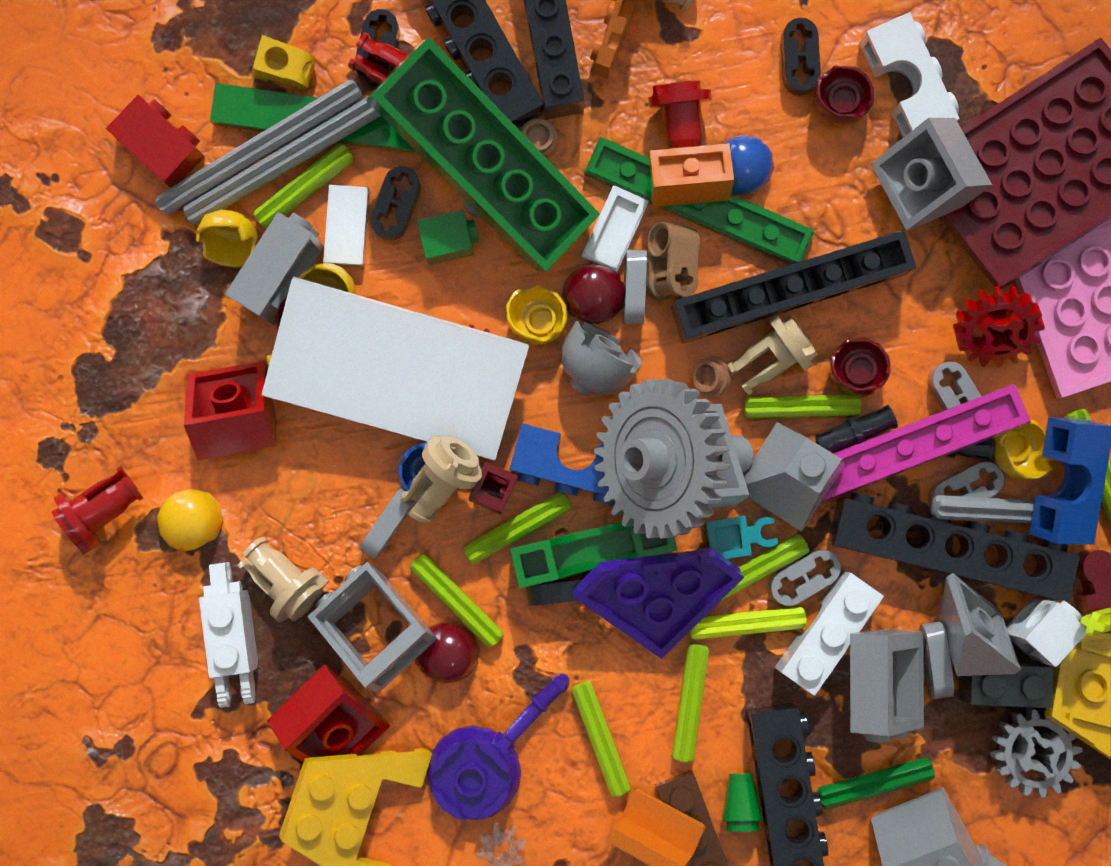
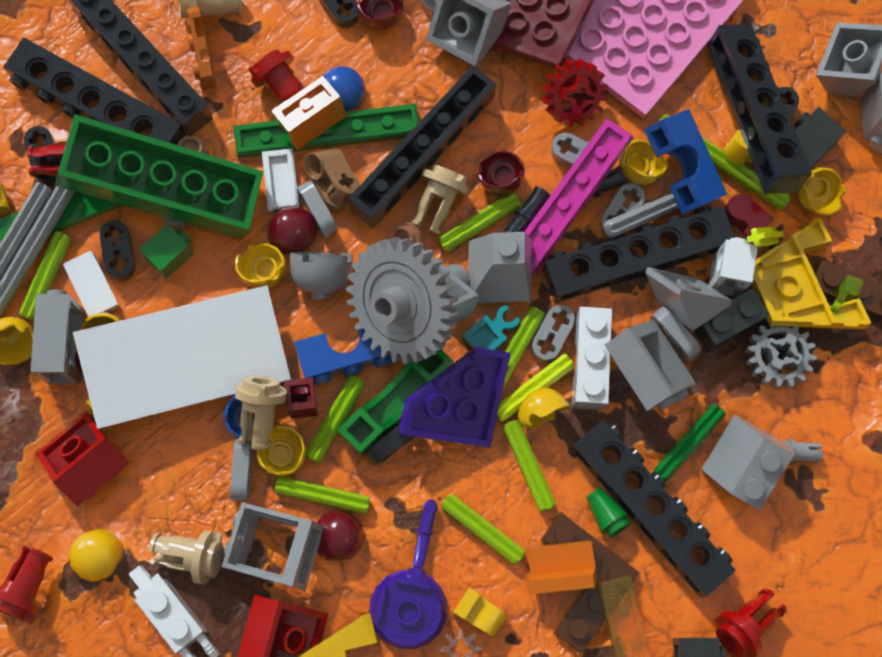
camera: 35 degrees left, 10 degrees down
(444, 535) = (285, 453): none -> yellow hair
(543, 823) = (480, 613): none -> yellow leg
(742, 652) = (540, 407): none -> yellow hair

